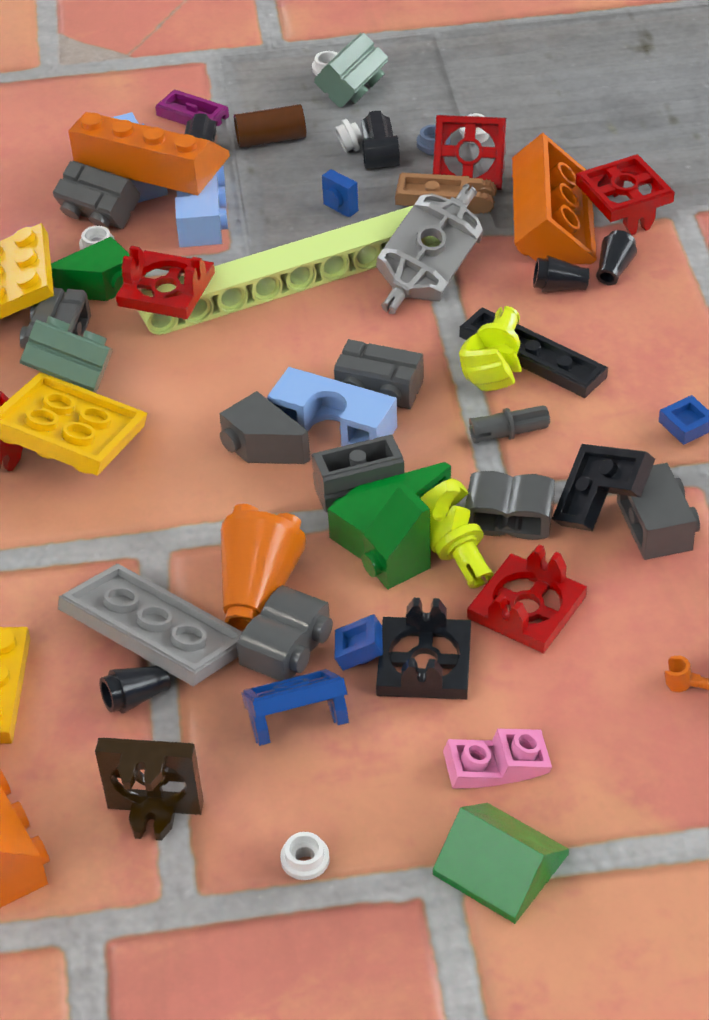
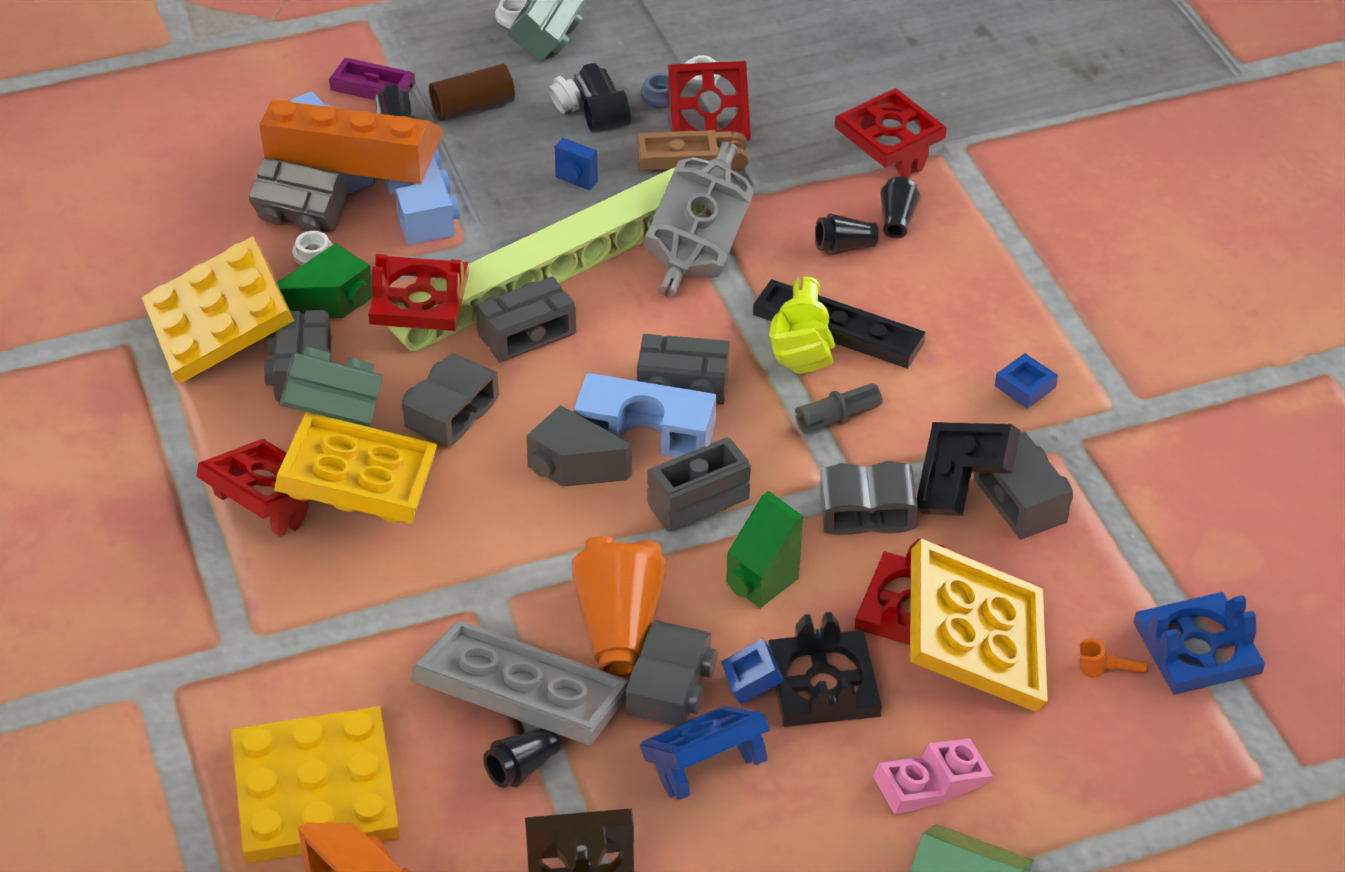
camera: 15 degrees left, 0 degrees up
(170, 377) = (450, 399): none -> dark grey brick
(256, 317) = (526, 318): none -> dark grey brick
(355, 511) = (719, 518): green slope -> none
(452, 535) = (822, 541): neon yellow piece -> none
(549, 207) = (811, 155): orange slope -> none
(572, 629) = (977, 625): none -> yellow plate

